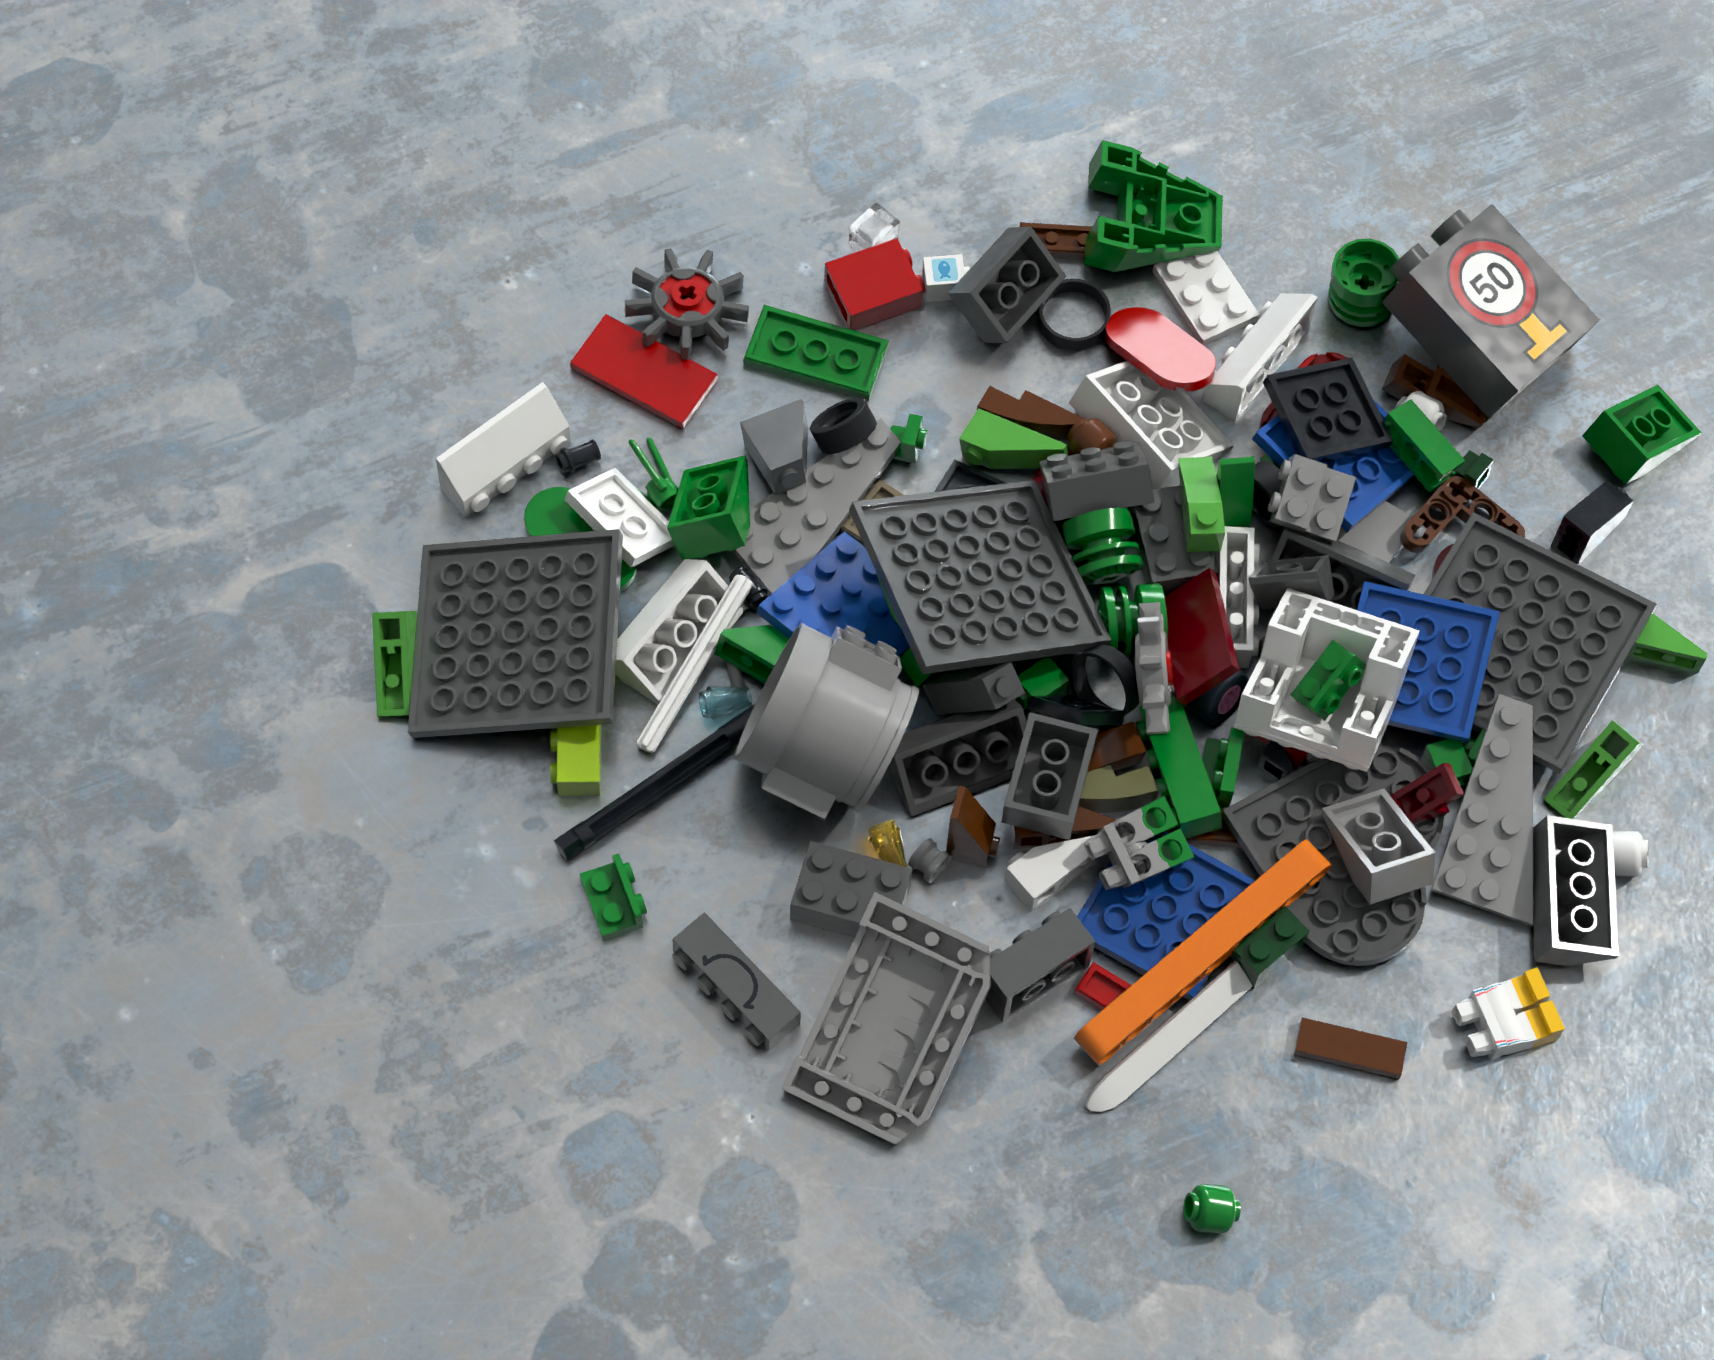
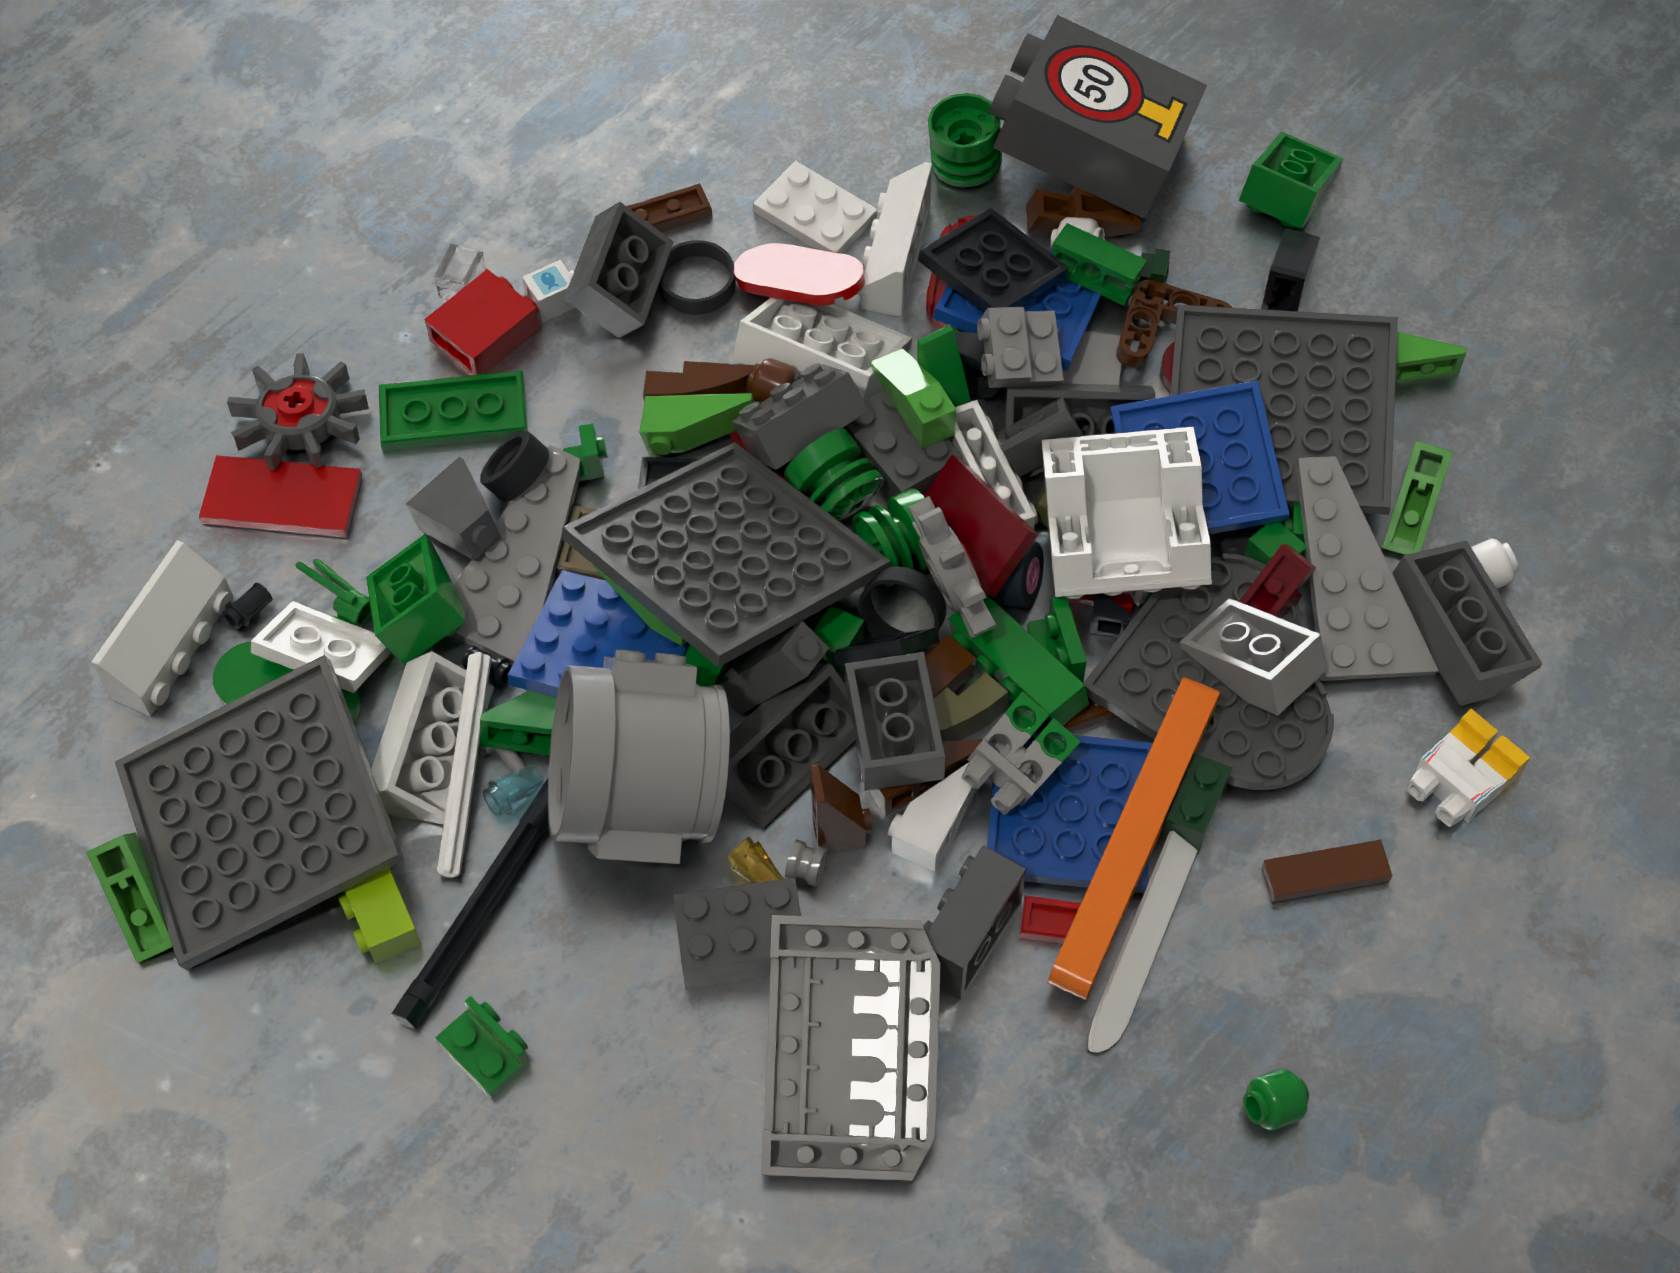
camera: 20 degrees left, 5 degrees down
(735, 982) = (658, 1080): dark grey brick -> none
(1156, 214) = (730, 156): green wedge -> none
(1329, 680) = (1129, 510): green bracket -> none

